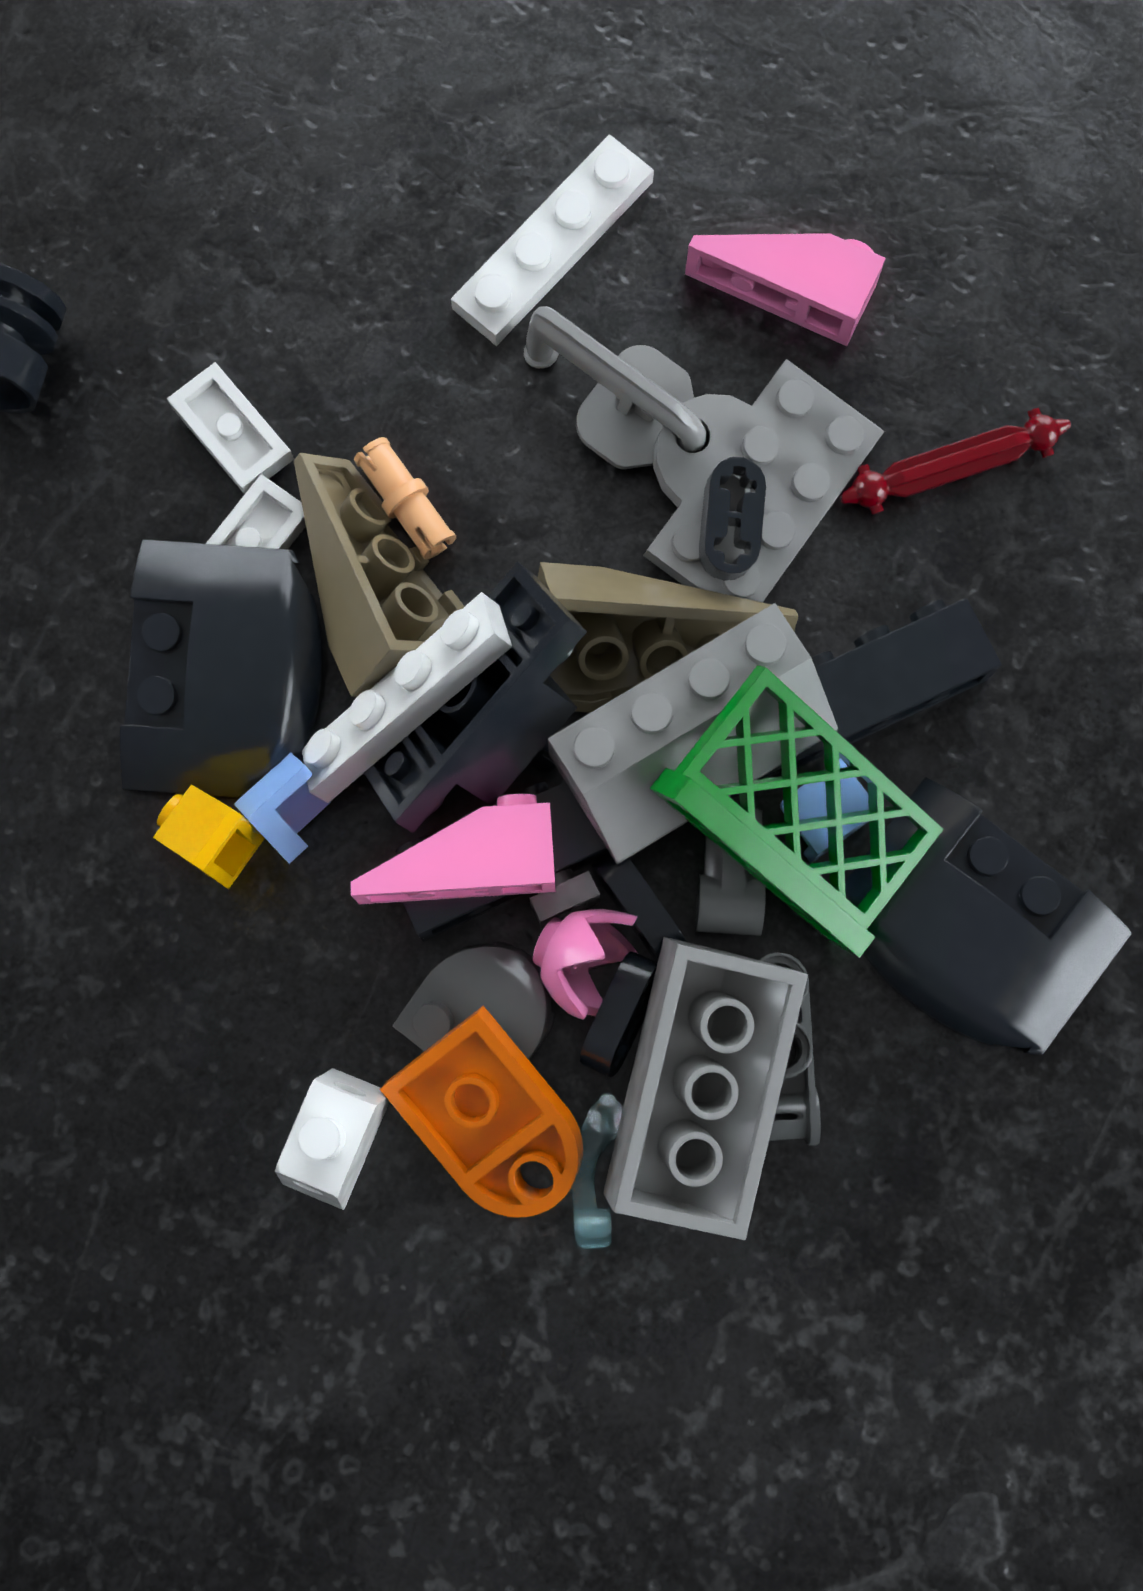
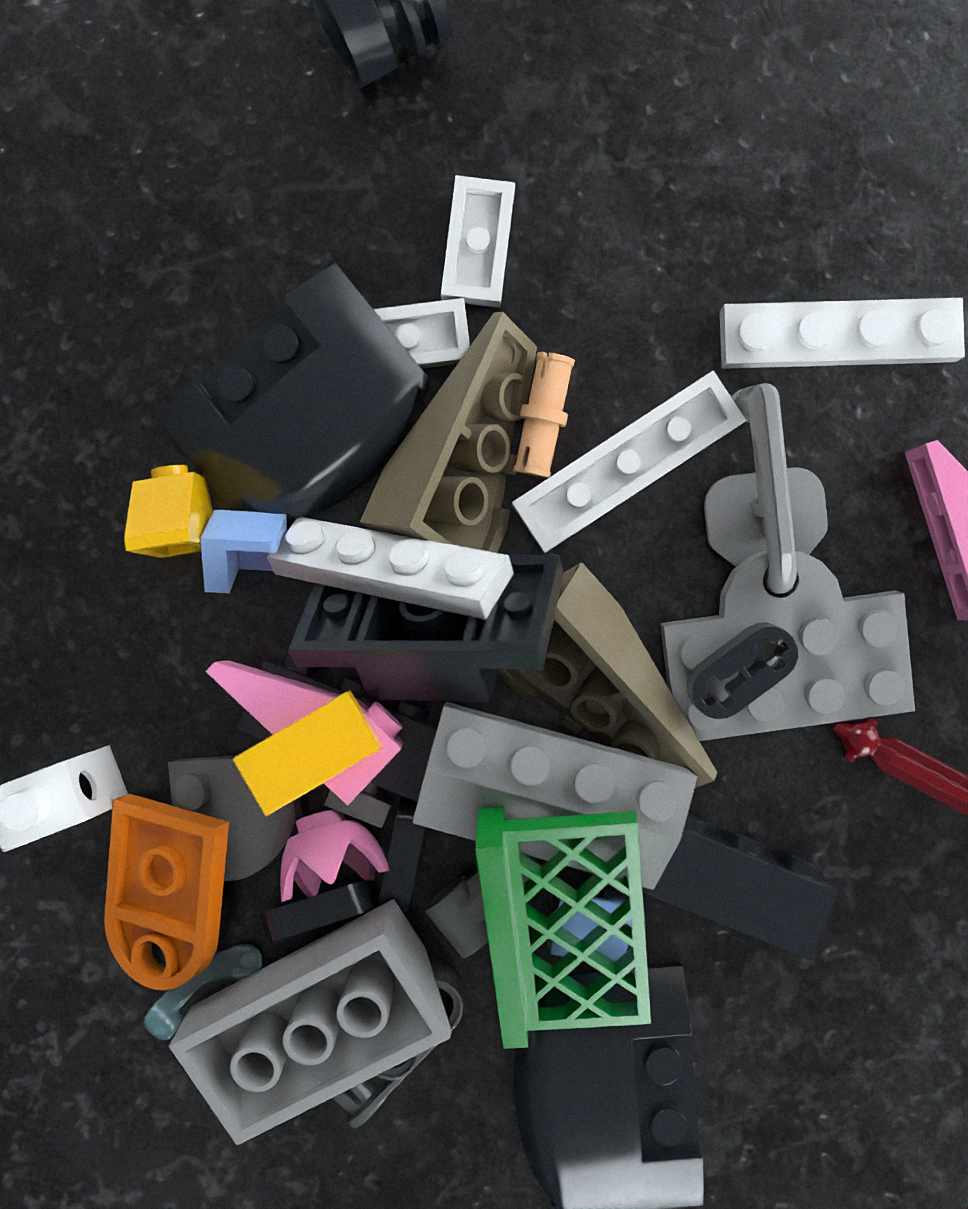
camera: 45 degrees right, 10 degrees up
(486, 870) = (308, 753): none -> yellow tile
(499, 469) = (628, 462): none -> white plate

